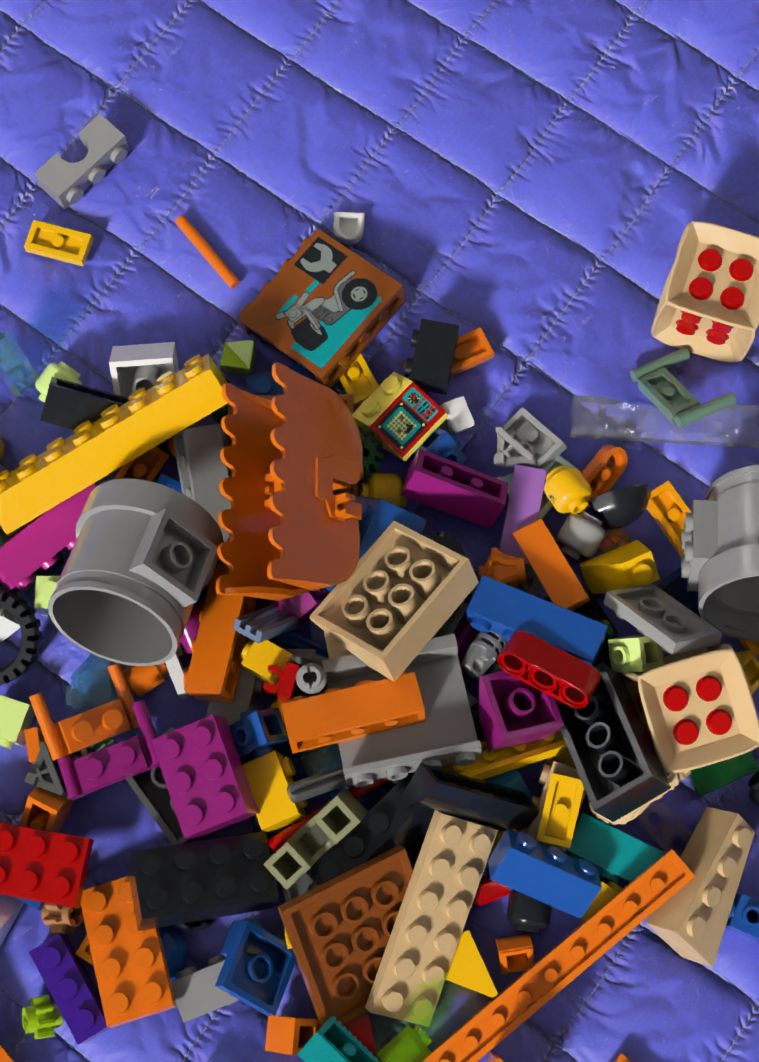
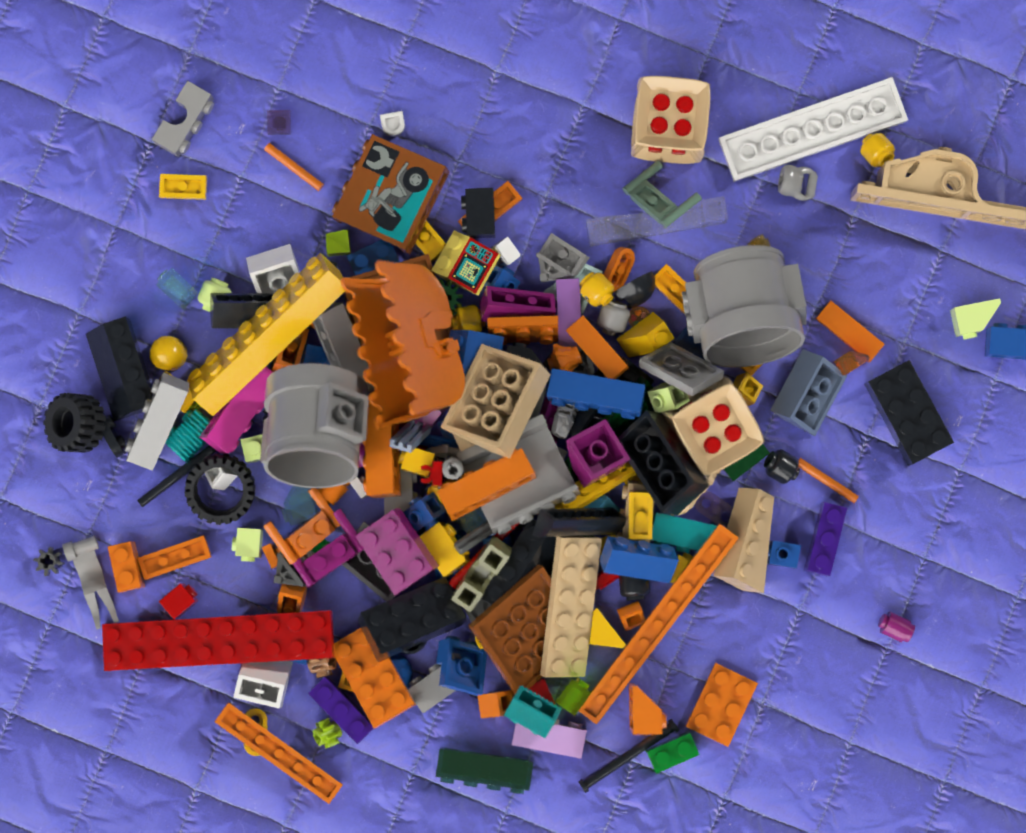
camera: 15 degrees left, 10 degrees up
(203, 192) = (278, 122): none -> clear purple plate
(465, 520) = (525, 329): none -> orange plate
(549, 669) = (611, 424): red beam -> none

